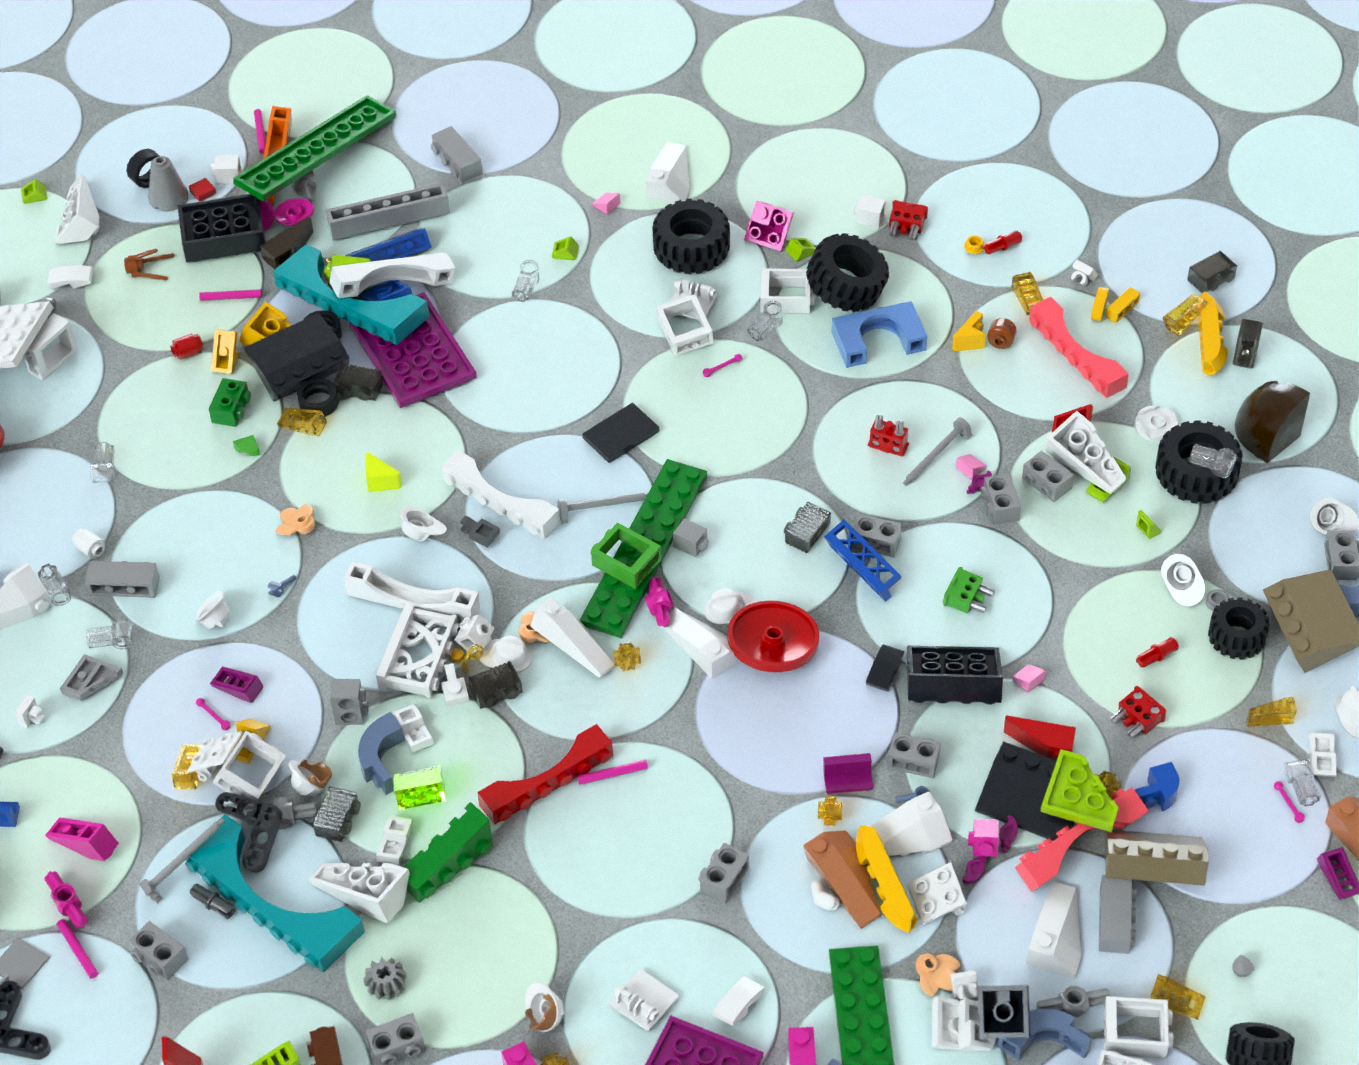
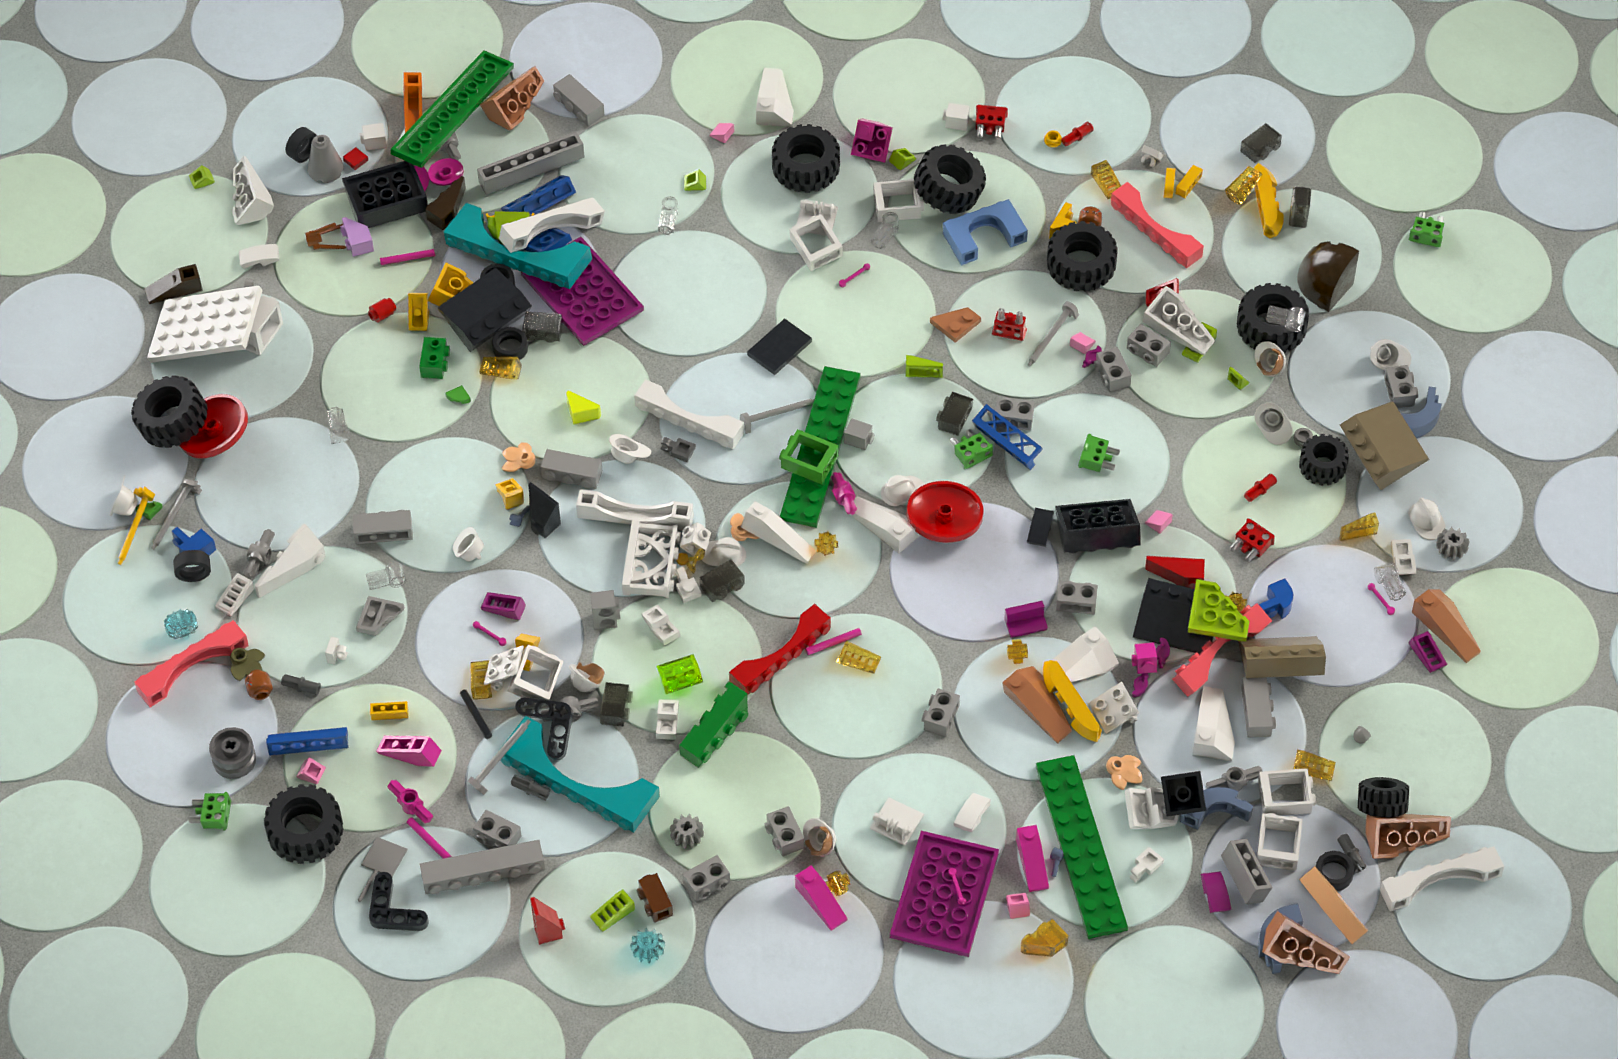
camera: 10 degrees left, 5 degrees up
(55, 584) = (328, 538): clear piece -> none
(72, 789) = (389, 710): none -> yellow piece
(88, 543) = (345, 499): white brick -> none
(129, 990) = (482, 867): none -> light grey brick
(172, 806) = (476, 714): none -> black bar
(181, 268) = (358, 237): none -> lavender slope
(260, 130) = (392, 93): dark pink bar -> none
(276, 559) = (511, 493): none -> yellow slope
(305, 583) = (543, 511): none -> black slope
(352, 539) = (571, 468): none -> light grey brick
(369, 889) = (658, 762): white wedge -> none
(375, 741) = (634, 638): sand blue arch -> none
(384, 149) = (511, 102): none -> nougat wedge
(505, 994) = (787, 830): none -> light grey brick
(635, 802) = (853, 649): none -> clear yellow slope
(776, 472) = (923, 367): none -> lime slope
(820, 570) = (972, 450): none -> bright green piece
(823, 899) = (1024, 723): white arm -> none
(828, 429) = (956, 323): none -> nougat wing
(918, 791) = (1086, 627): sand blue hand -> none
(964, 985) = (1147, 777): white tile -> none
(985, 390) = (1078, 274): none -> black tyre
(1154, 422) = (1231, 286): white tile -> none
(1189, 506) = (1270, 359): none -> white piece

